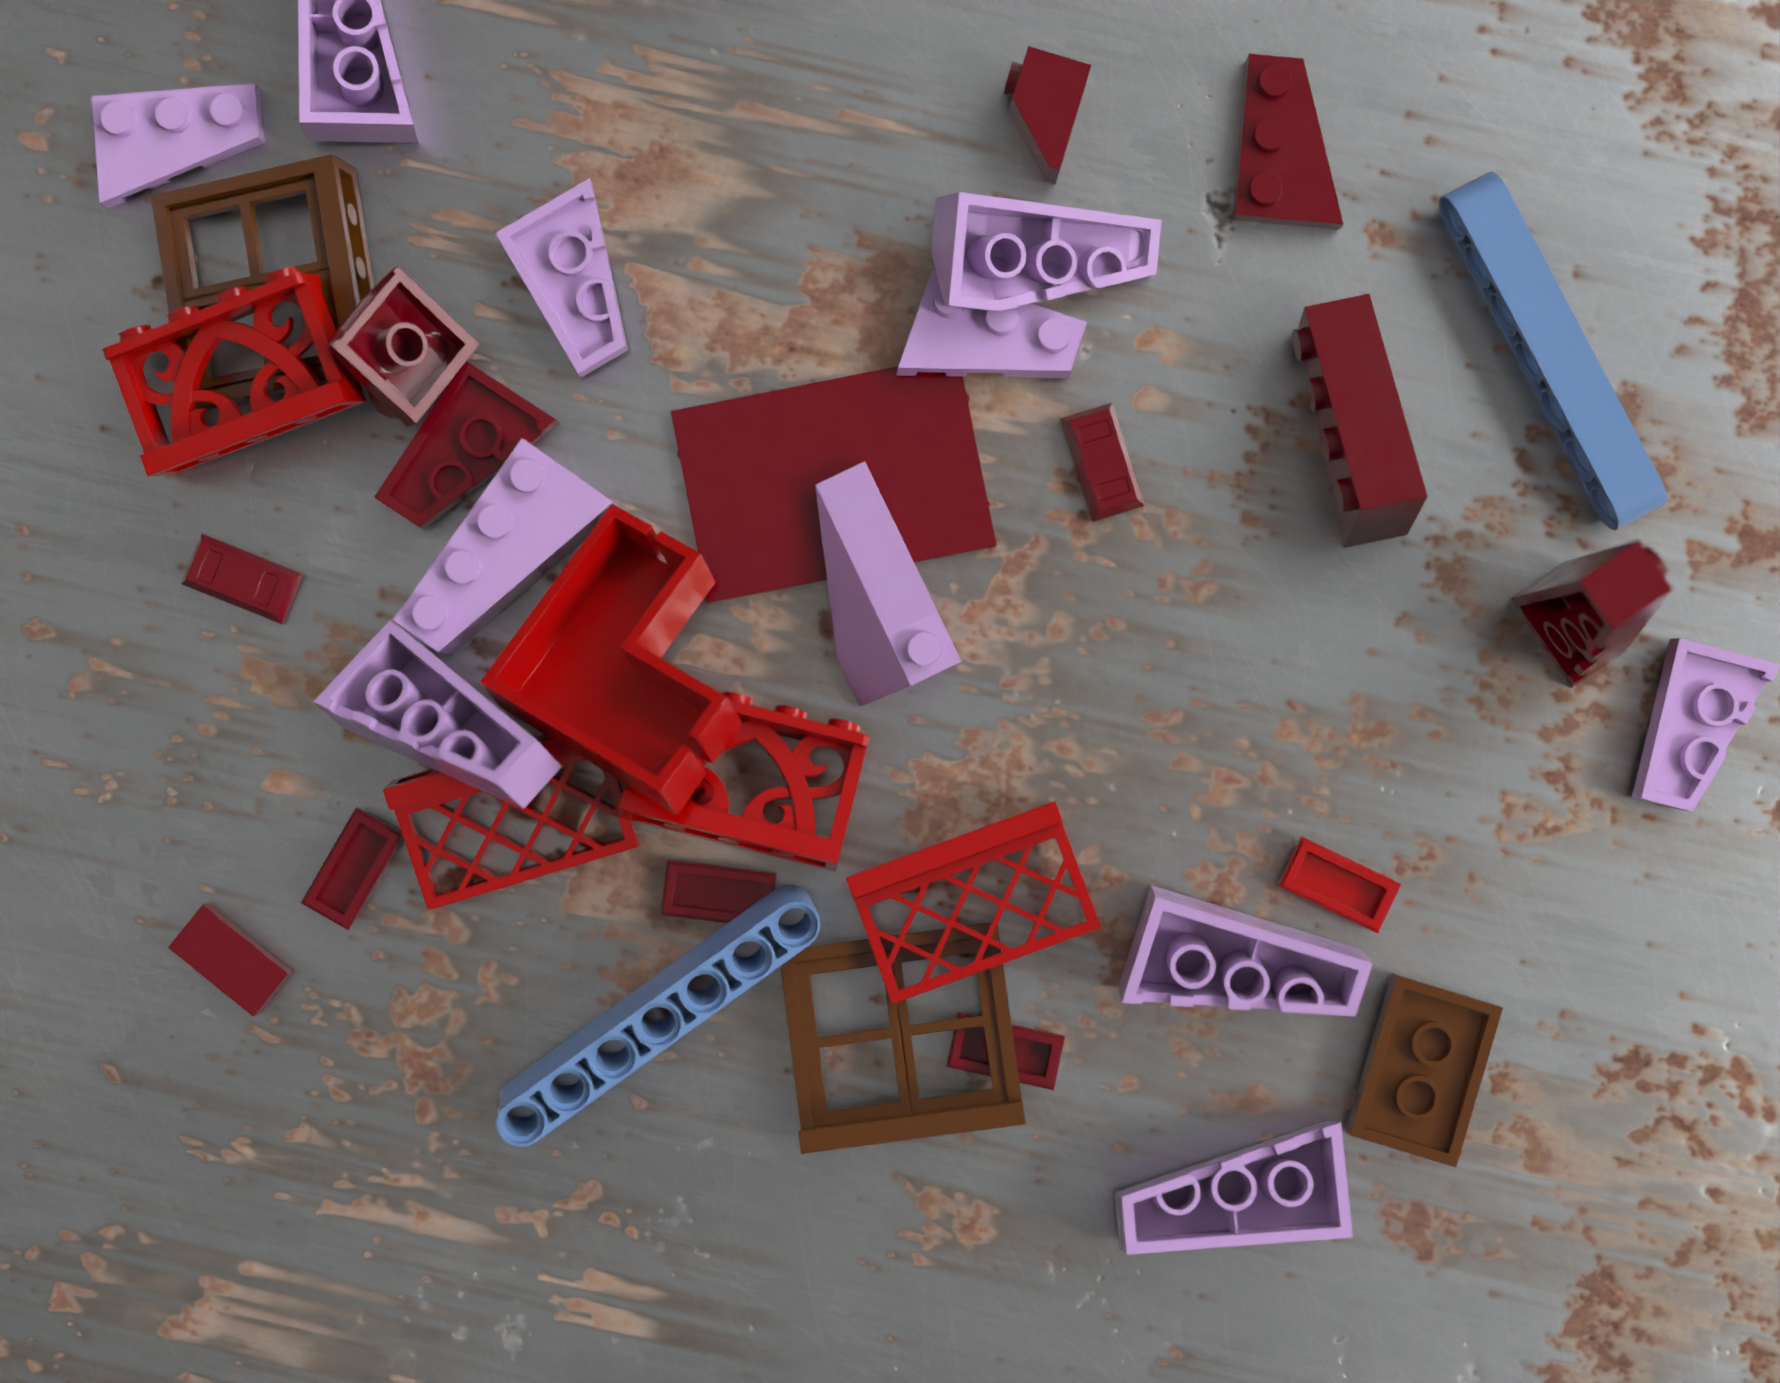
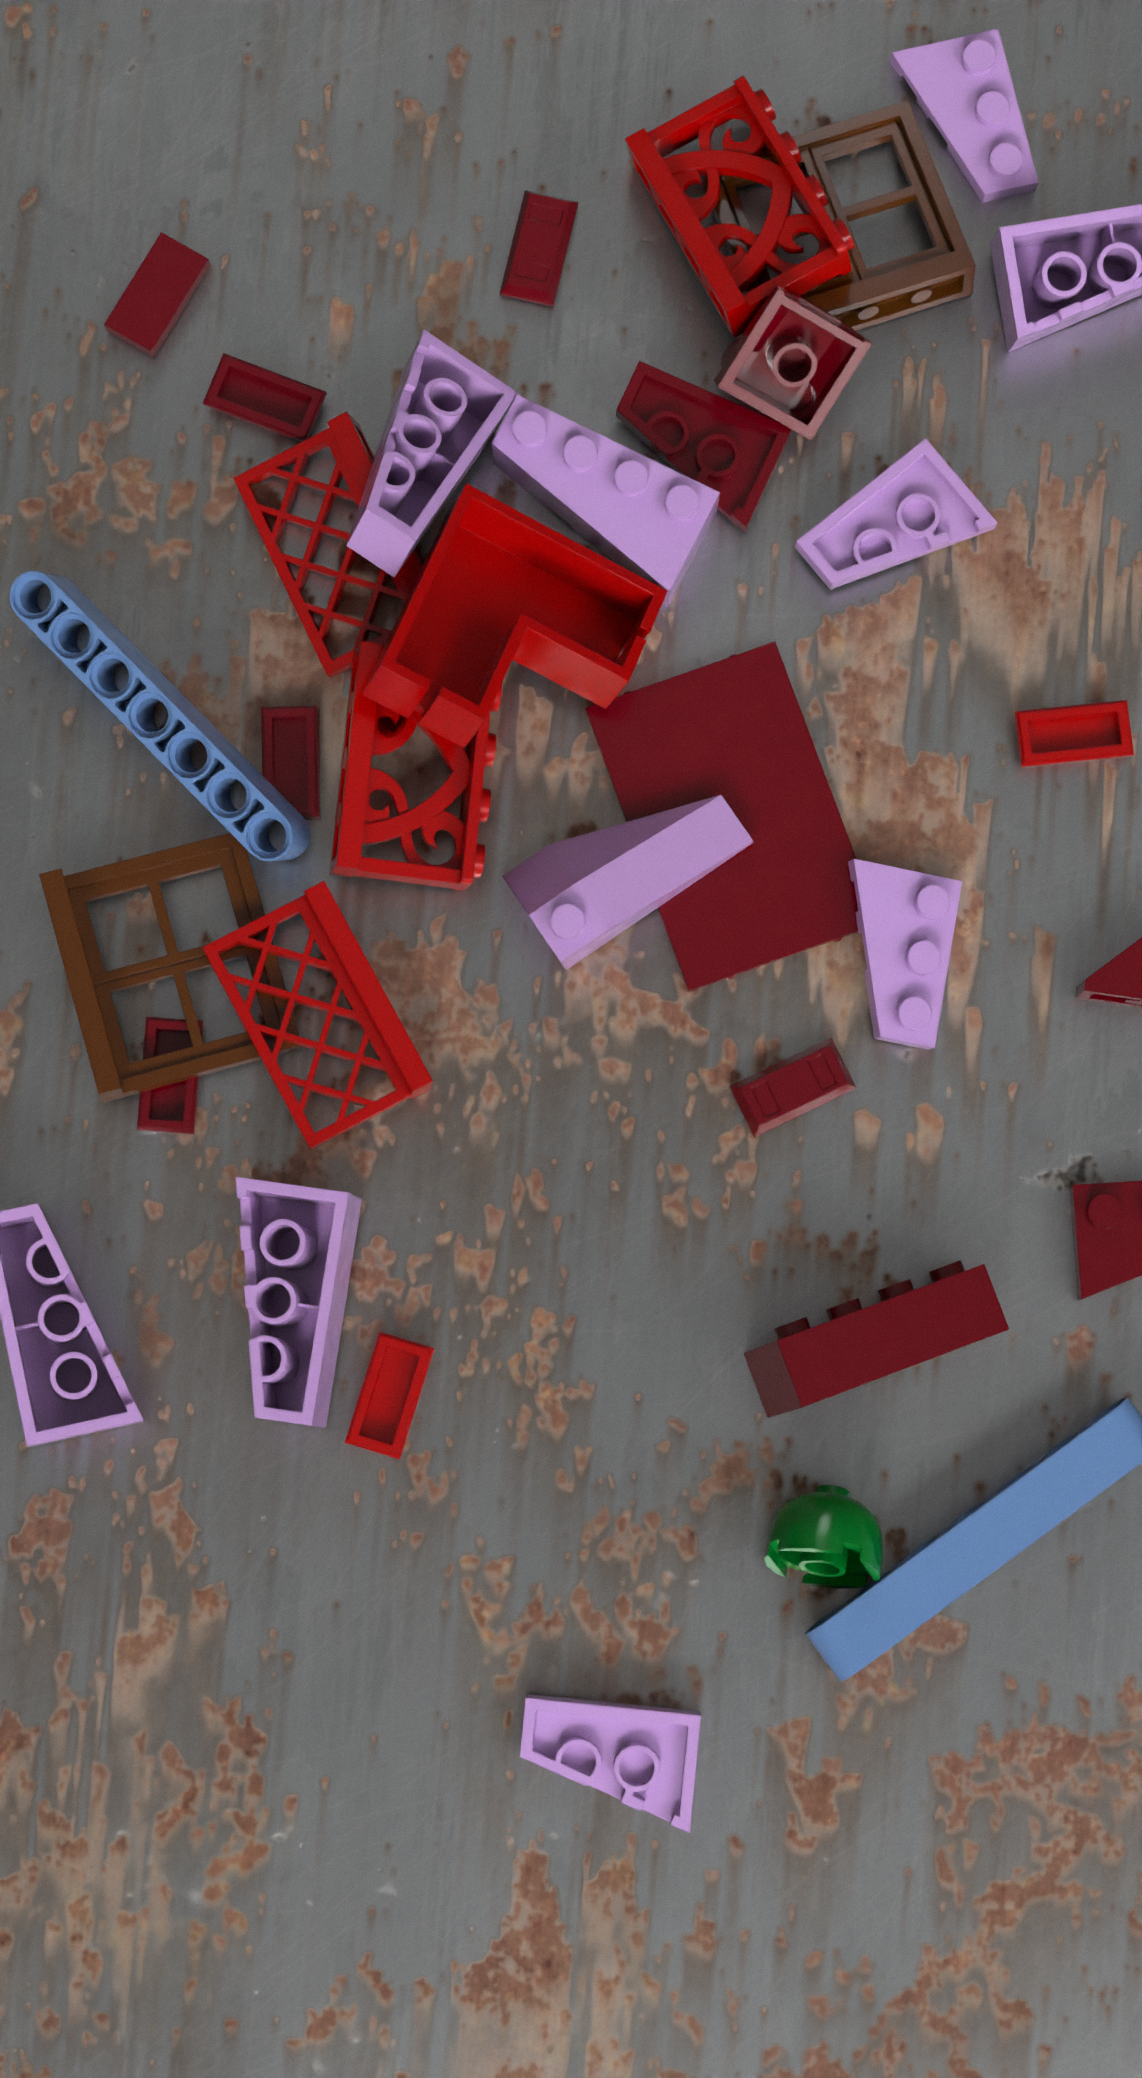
camera: 85 degrees right, 5 degrees down
(804, 141) = (1074, 733): none -> red tile
(1024, 252) = (992, 966): lavender wedge -> none
(1423, 1070) = (209, 1510): reddish brown plate -> none
(1533, 495) = (828, 1538): none -> green cylinder
(1594, 606) = (709, 1606): dark red wedge -> none

